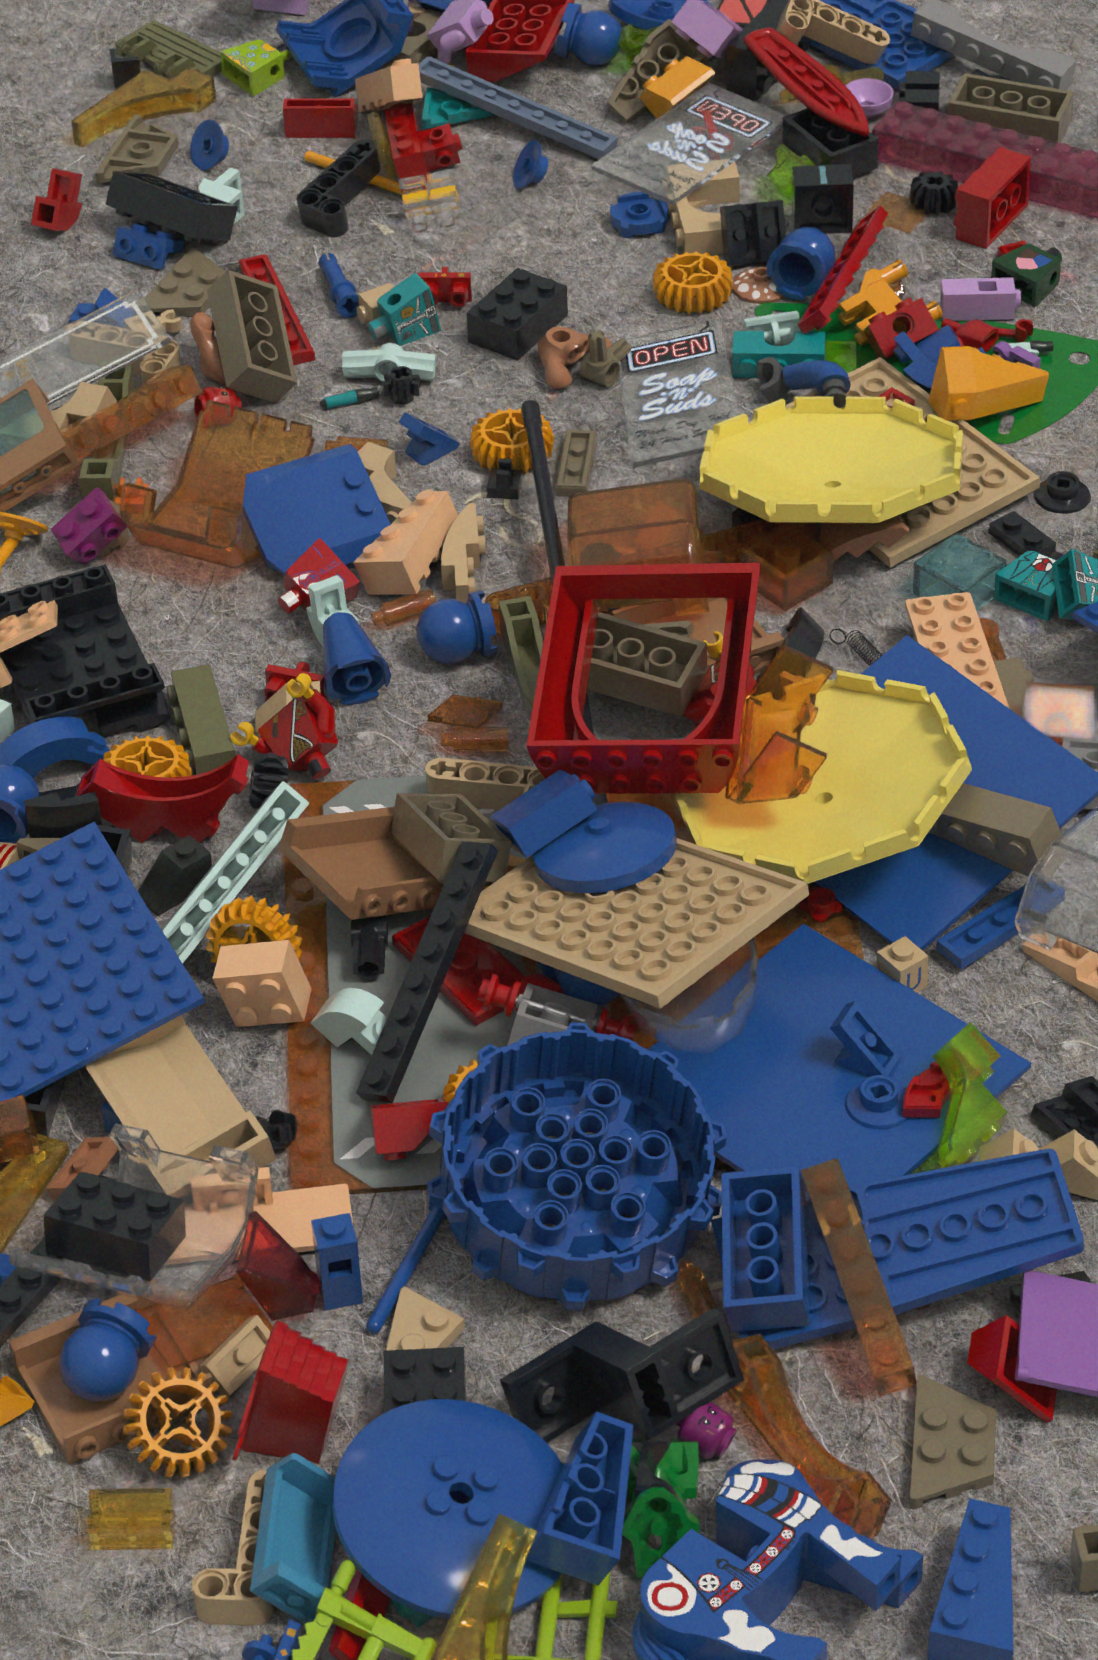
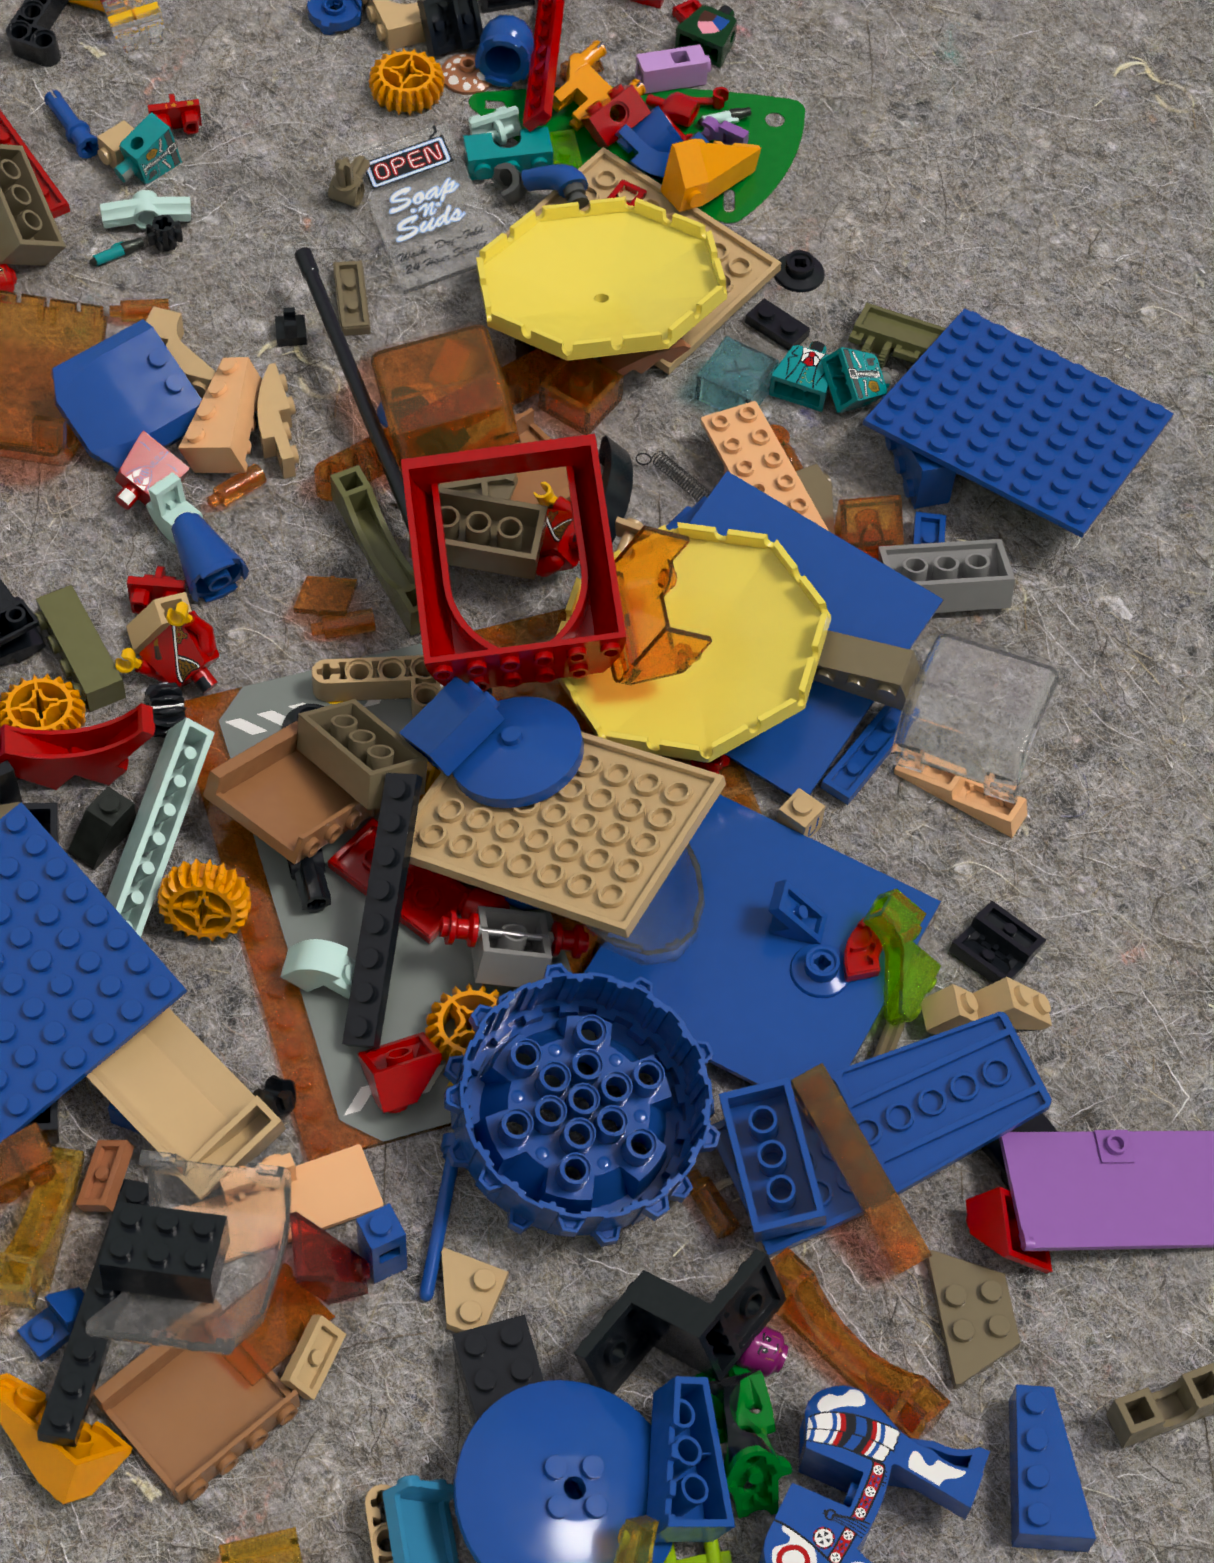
camera: 20 degrees left, 15 degrees up
(104, 1352) = (189, 1395): blue tile -> none
(202, 1398) = (271, 1463): light orange gear -> none
(262, 983) = (225, 944): light nougat brick -> none
(292, 1397) = (384, 1405): red piece -> none
(427, 441) = (205, 293): blue slope -> none
(454, 630) = (295, 509): blue tile -> none
(504, 437) = (278, 284): light orange gear -> none
(517, 314) = (252, 138): black brick -> none
(559, 349) = (306, 173): nougat head -> none

